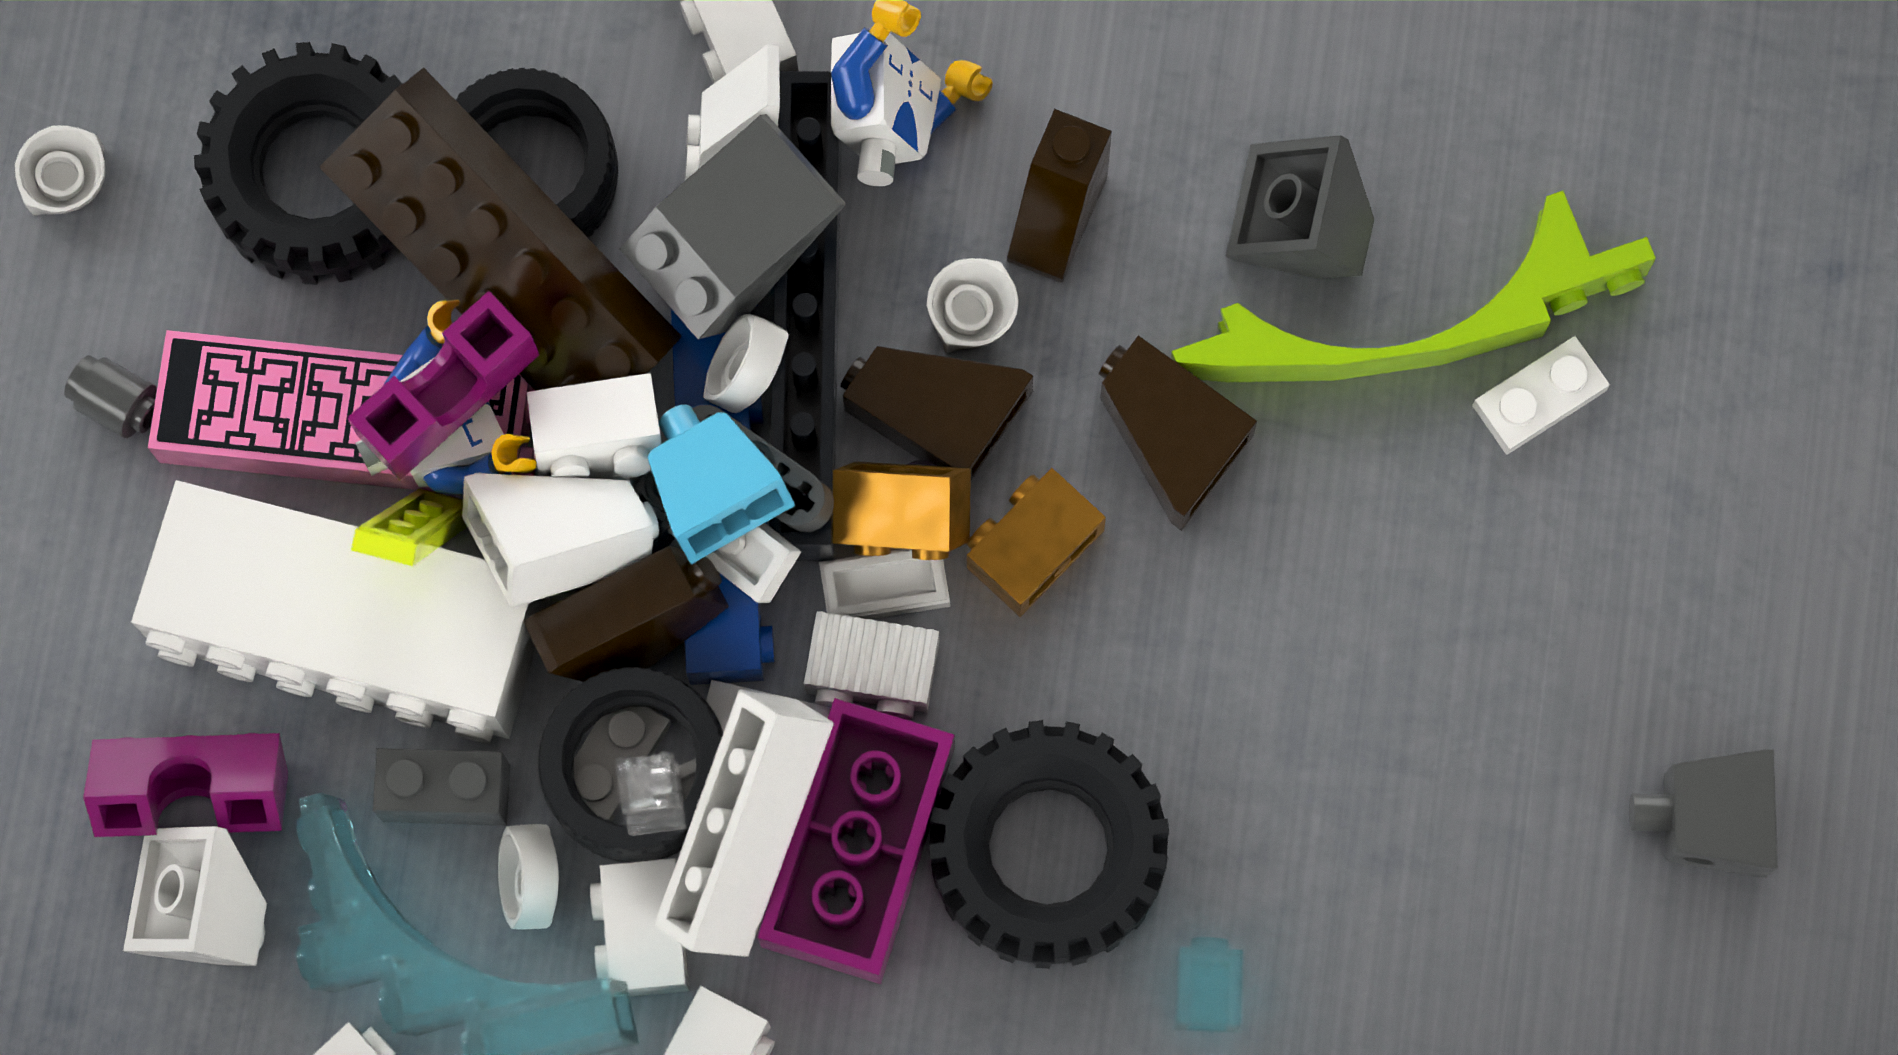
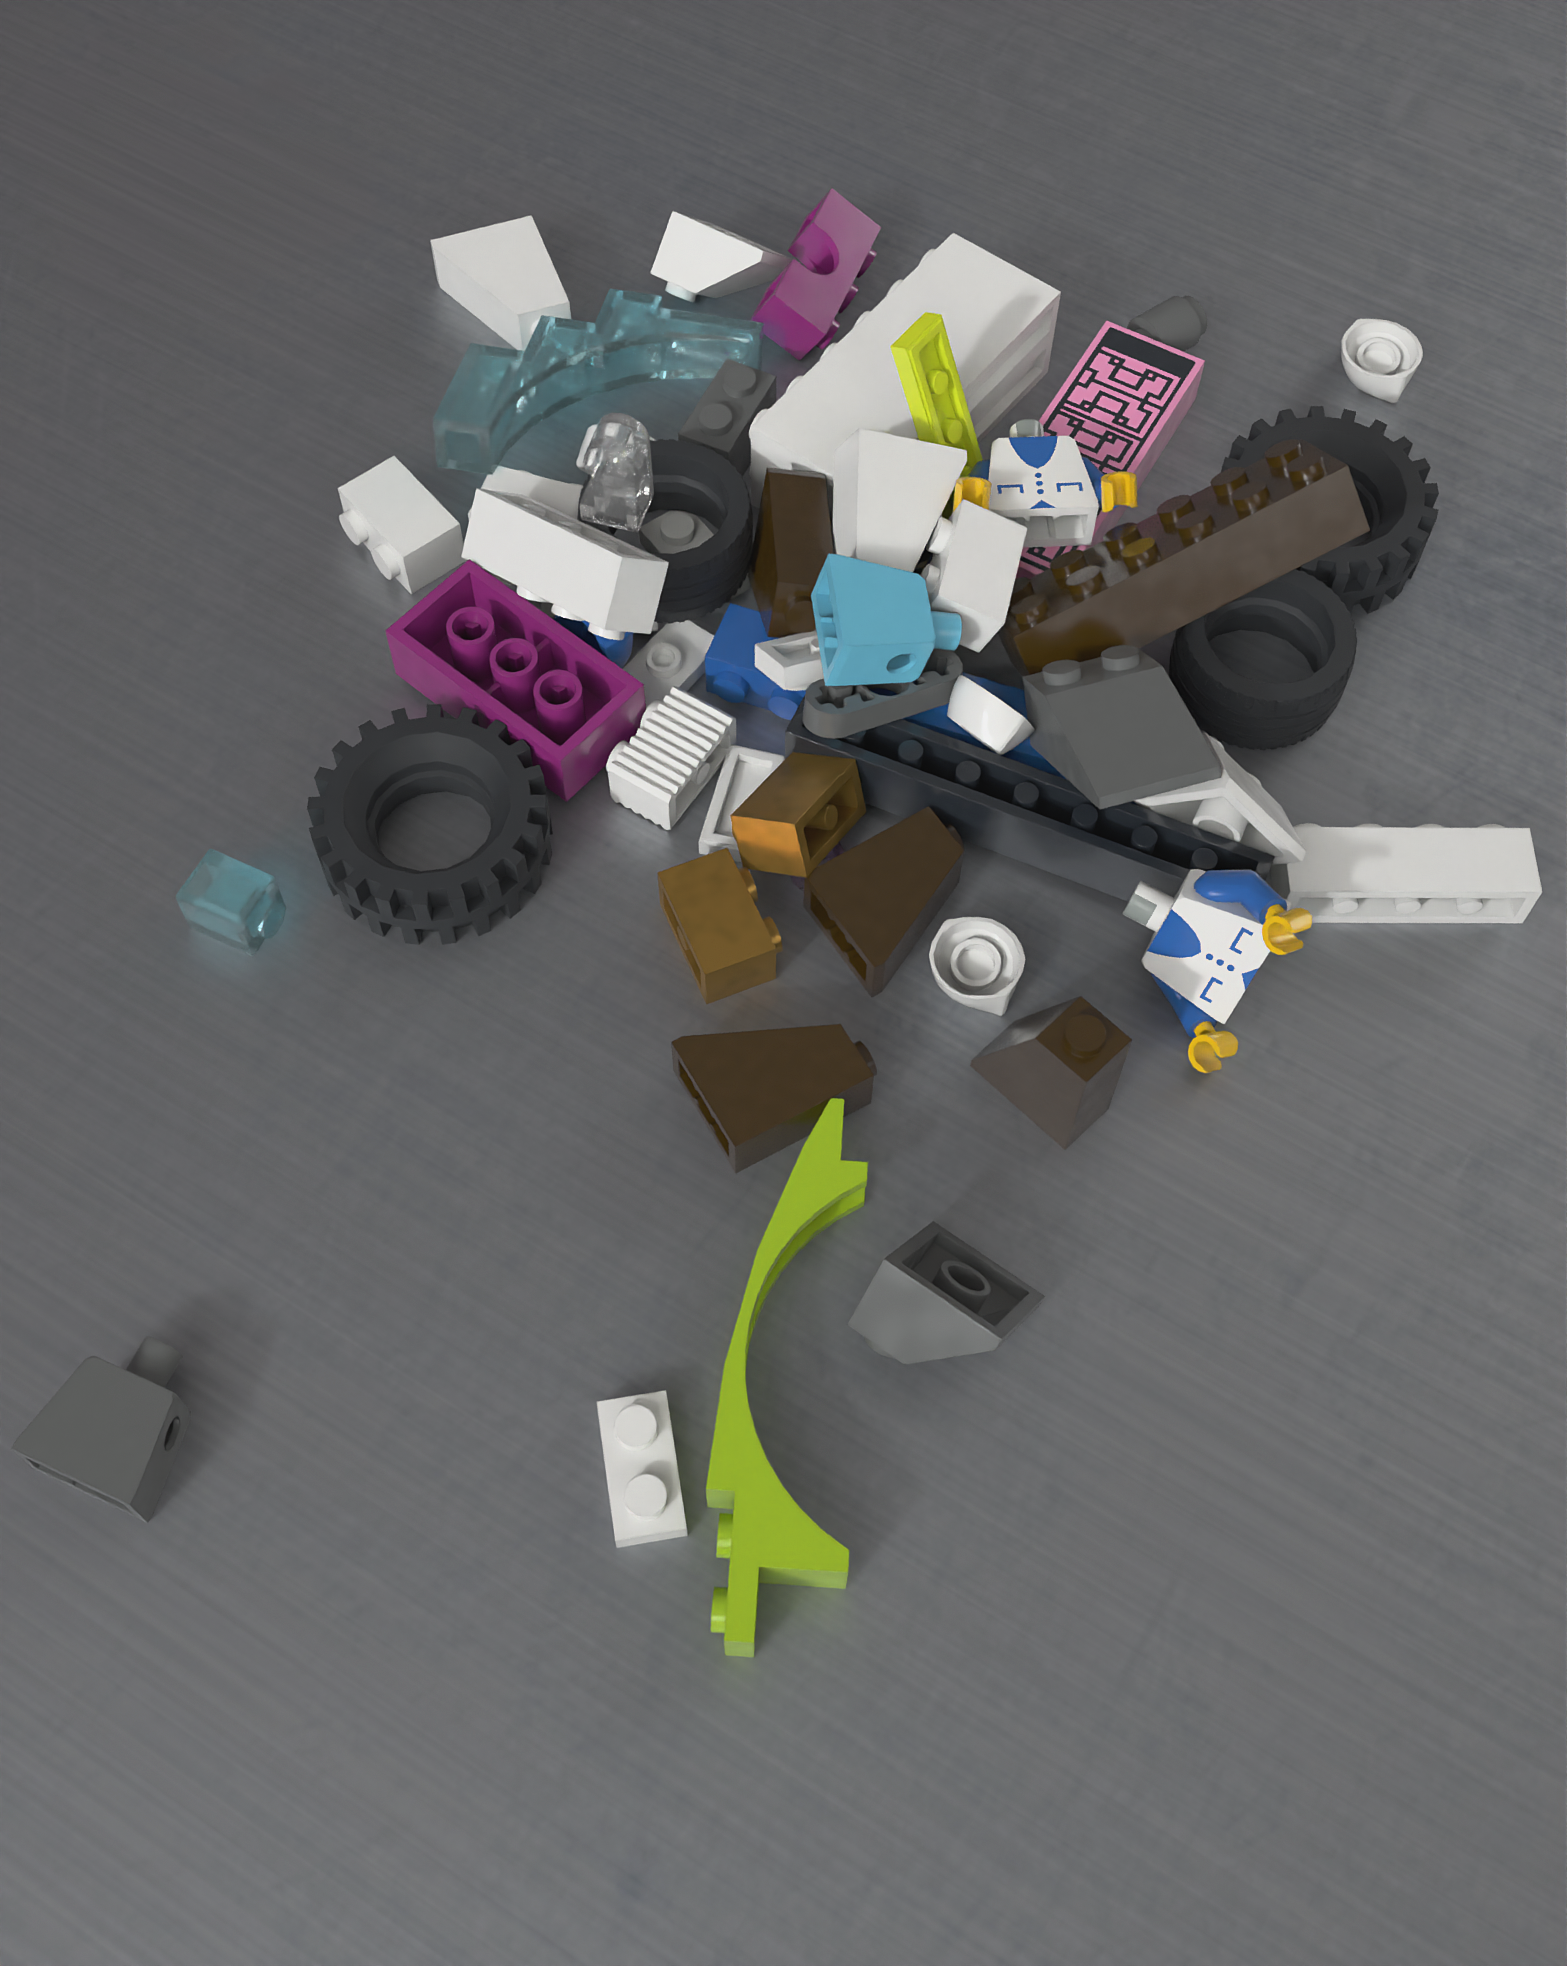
camera: 110 degrees right, 15 degrees down
(417, 415) = (1068, 483): magenta arch -> none

